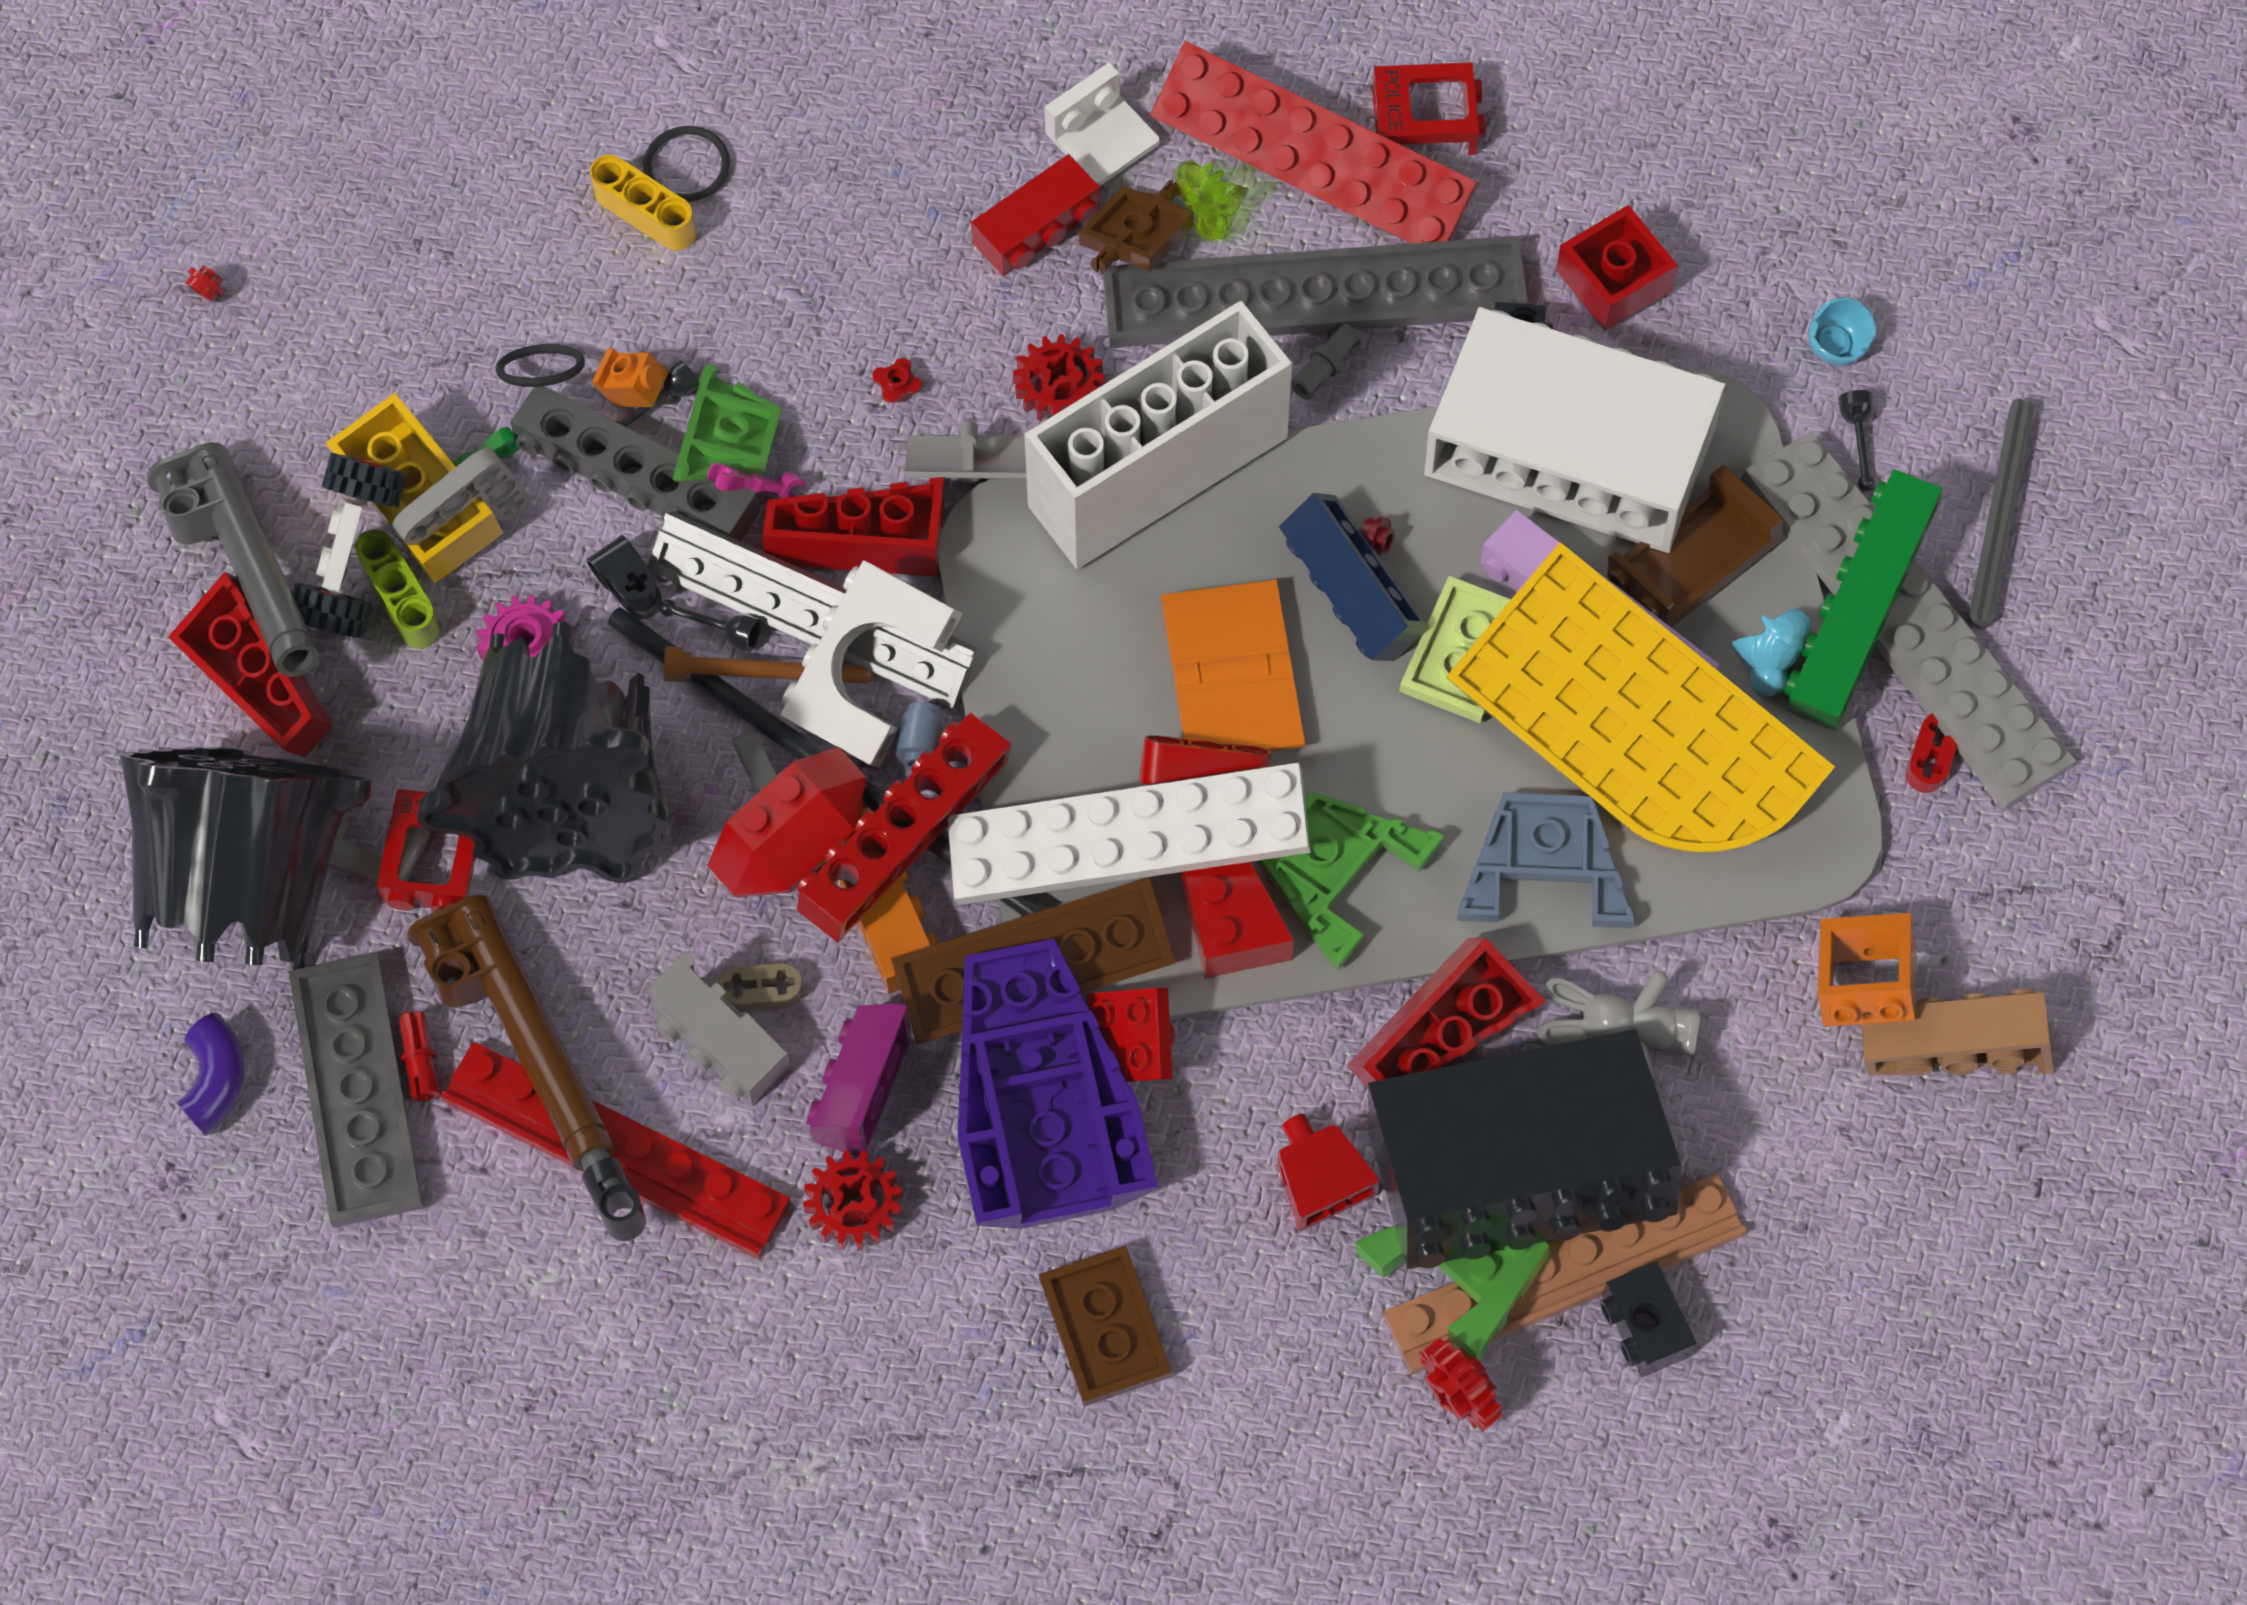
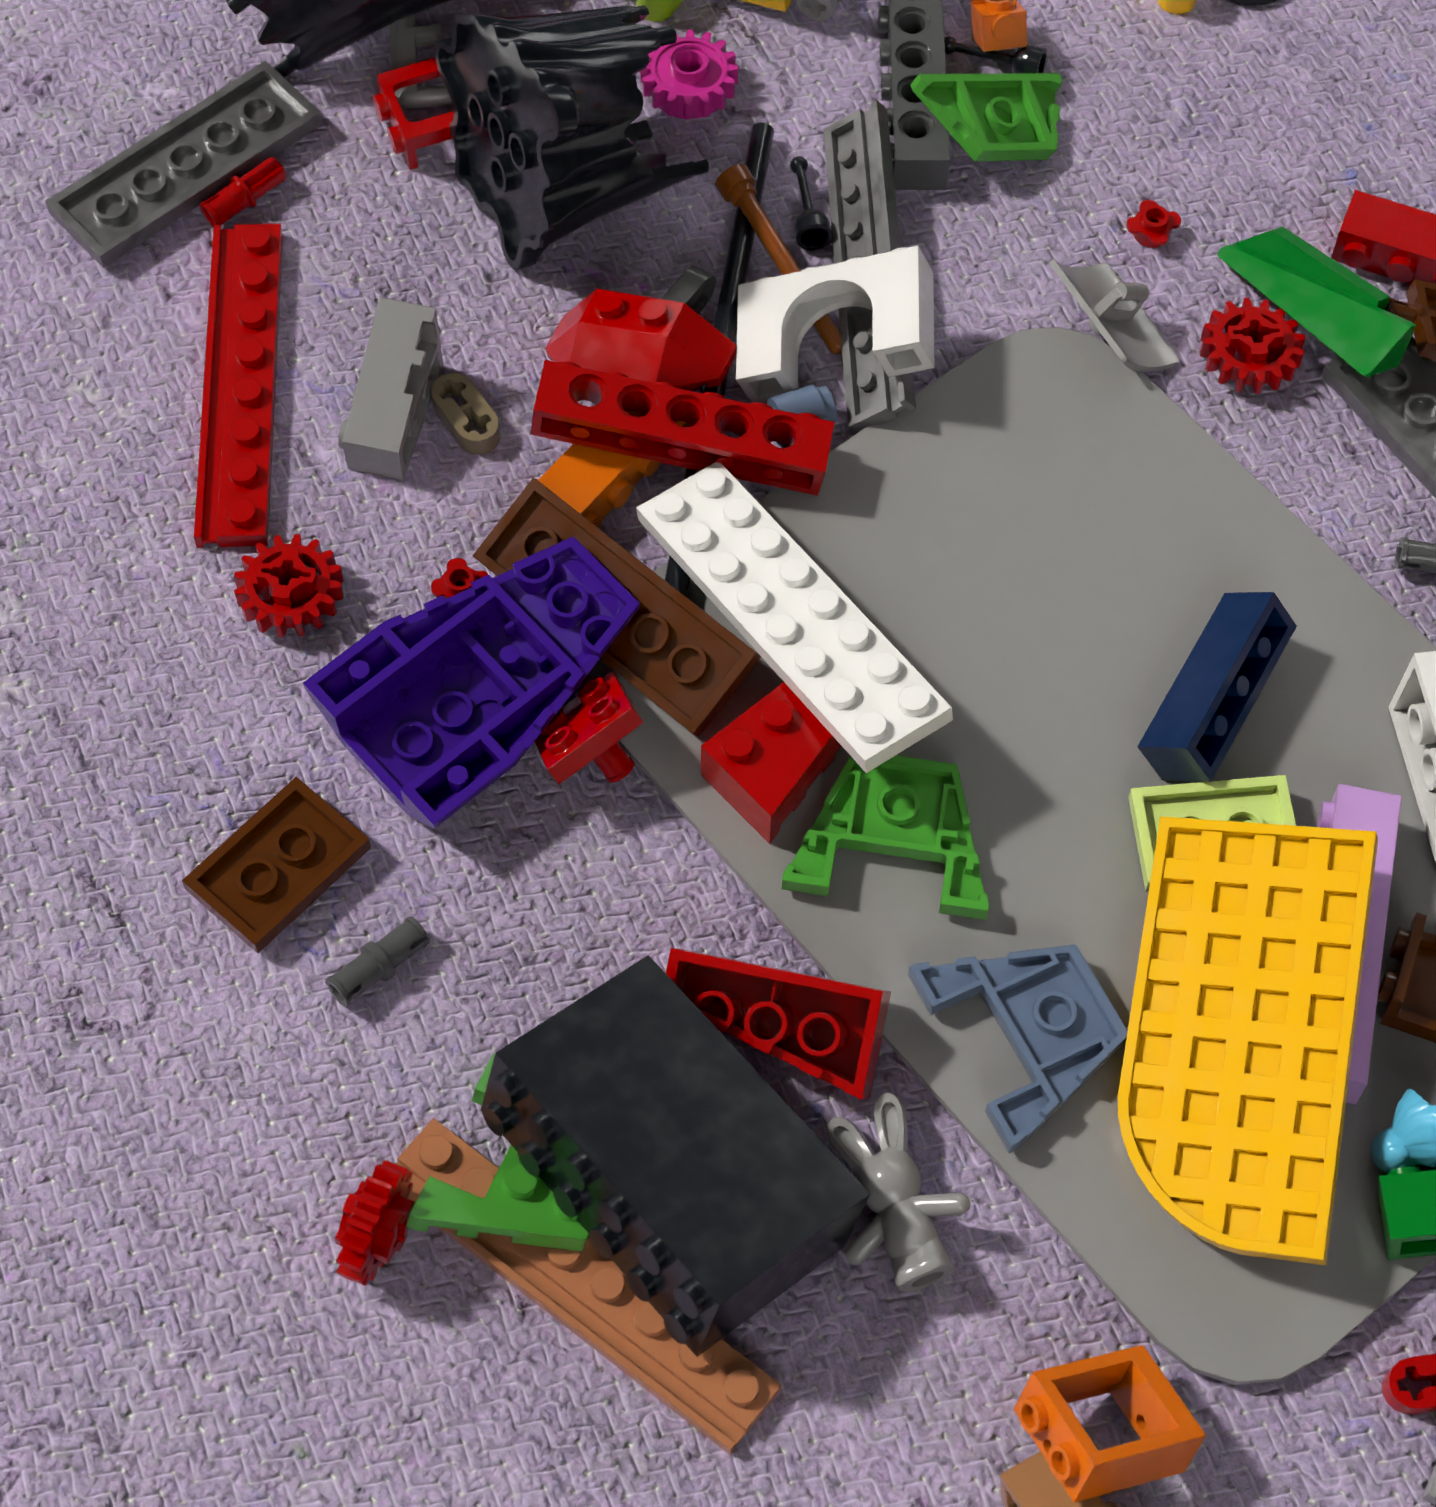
camera: 60 degrees right, 5 degrees down
(219, 1072) = (139, 61): dark purple cylinder -> none
(479, 950) = (351, 187): reddish brown piece -> none
(624, 575) = (803, 116): black piece -> none
(731, 479) = (941, 124): dark pink piece -> none
(860, 1077) = (410, 533): magenta slope -> none
(886, 527) = (974, 262): red wedge -> none
(923, 1082) = (456, 571): none -> red plate
(1054, 306) = (1323, 298): none -> green wedge
(1158, 434) = (1229, 418): white brick -> none
(1180, 759) = (910, 626): red beam -> none
(1231, 1290) = (377, 961): none -> dark grey pin
(1233, 666) = (1043, 634): orange piece -> none
(1322, 1172) = (545, 973): red torso -> none
(1379, 533) = (1283, 690): dark red plate -> none
(1649, 1293) = (555, 1423): black brick -> none

